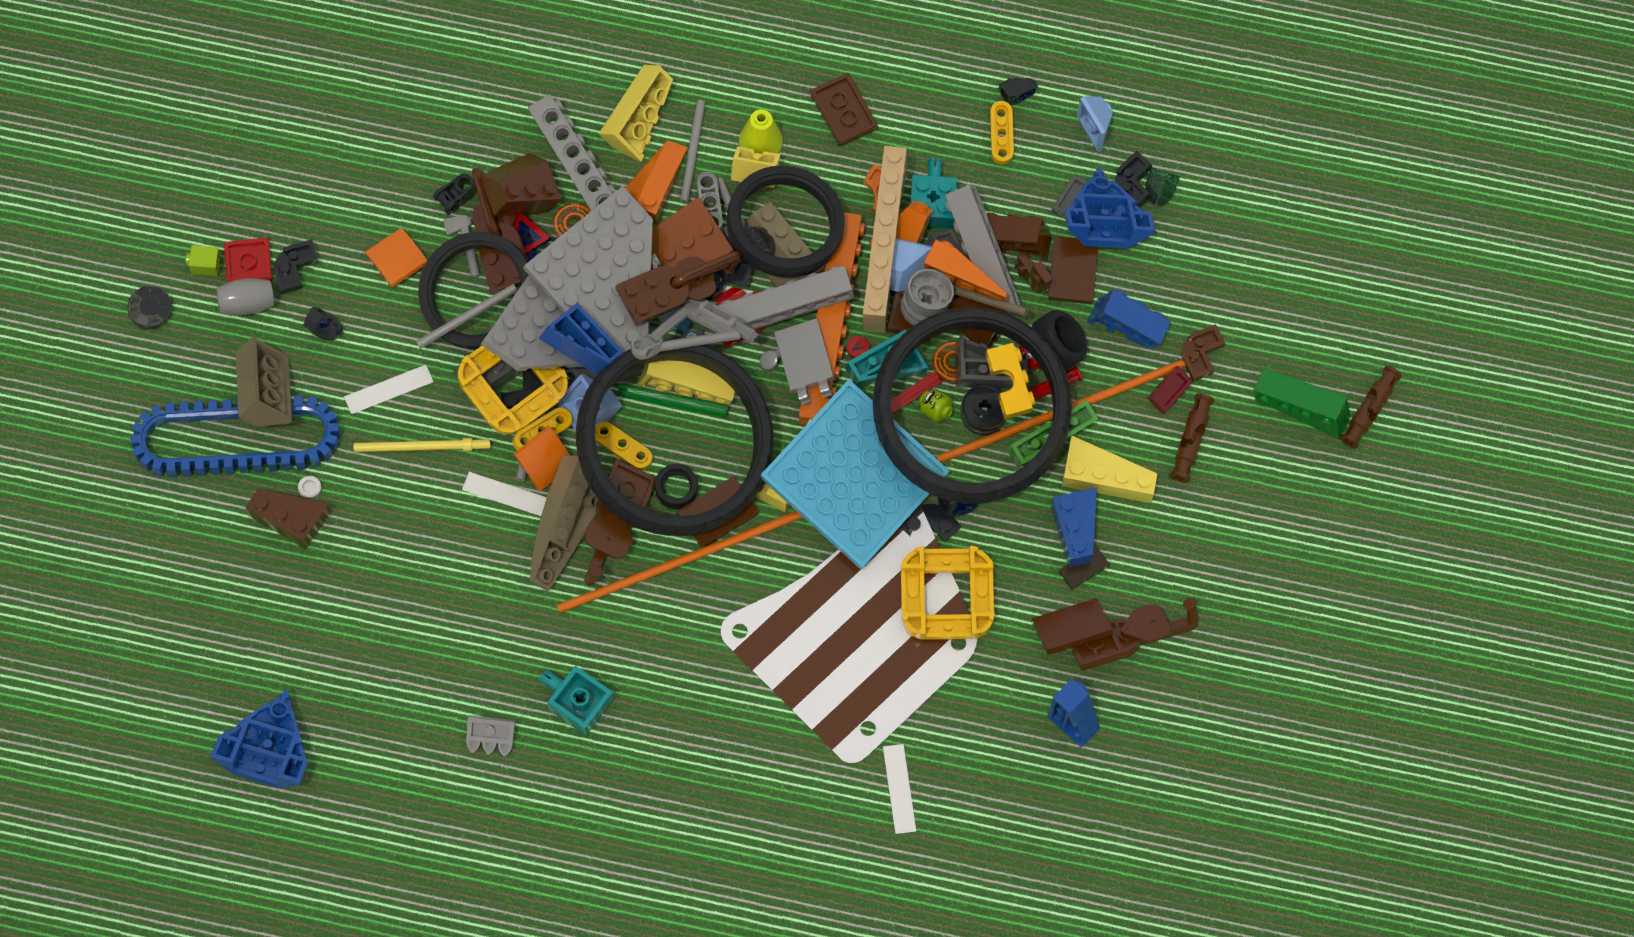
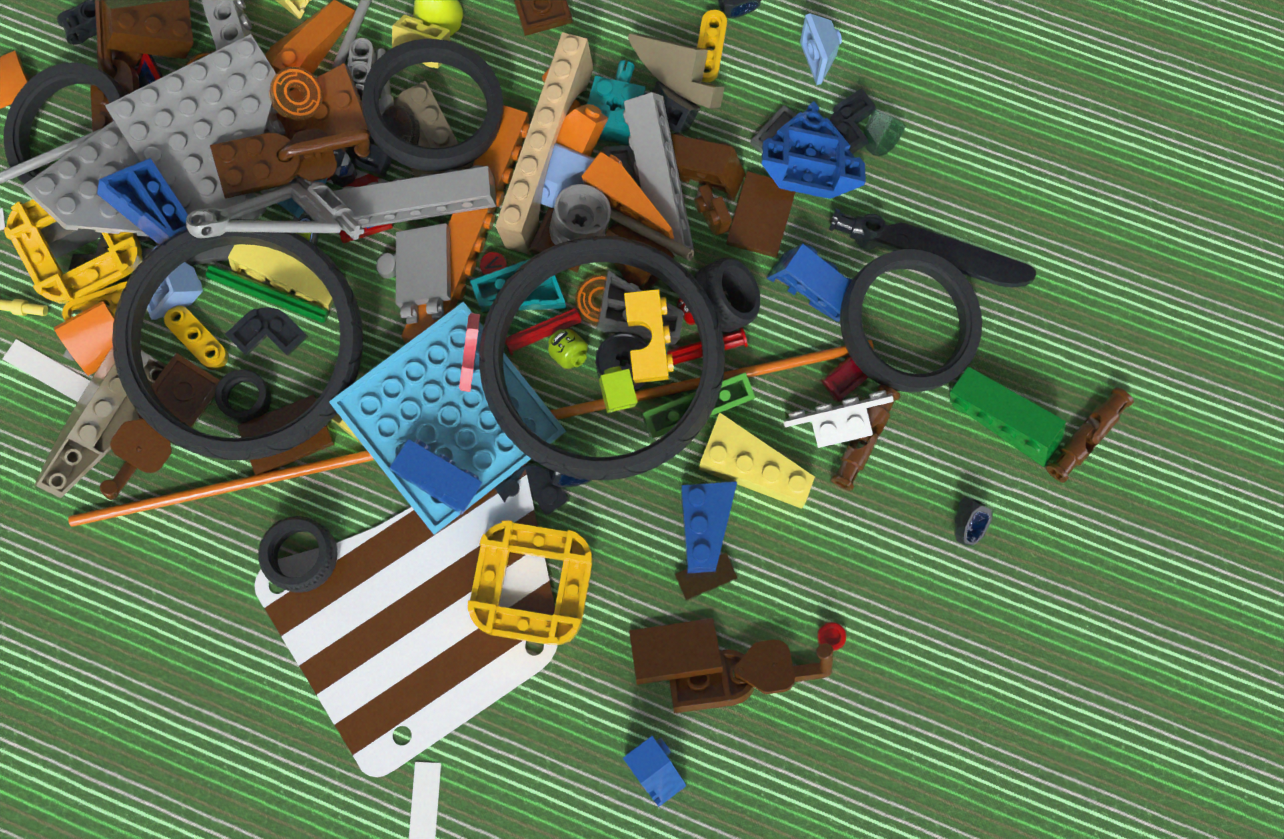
camera: 15 degrees right, 5 degrees up
(463, 223) = (85, 56): light grey piece -> none
(577, 686) = (41, 645): teal brick -> none
(677, 225) = (303, 81): none -> clear orange tile
(705, 419) = (266, 322): none -> black plate
(748, 579) = (278, 534): none -> black tyre
(860, 519) = (436, 475): none -> blue wedge
(866, 428) = (469, 352): none -> coral tile
(979, 156) = (678, 68): none -> dark tan slope
(988, 191) = (679, 110): none -> black slope
(993, 426) = (617, 389): none -> lime brick
(1170, 428) = (841, 422): none -> white bracket
(1194, 592) = (832, 634): none -> red tile
(1195, 351) = (890, 328): reddish brown plate -> none
(1220, 276) = (972, 261): none -> black piece
(1251, 313) = (961, 294): none -> black tyre
(1287, 489) = (972, 520): none -> black rock

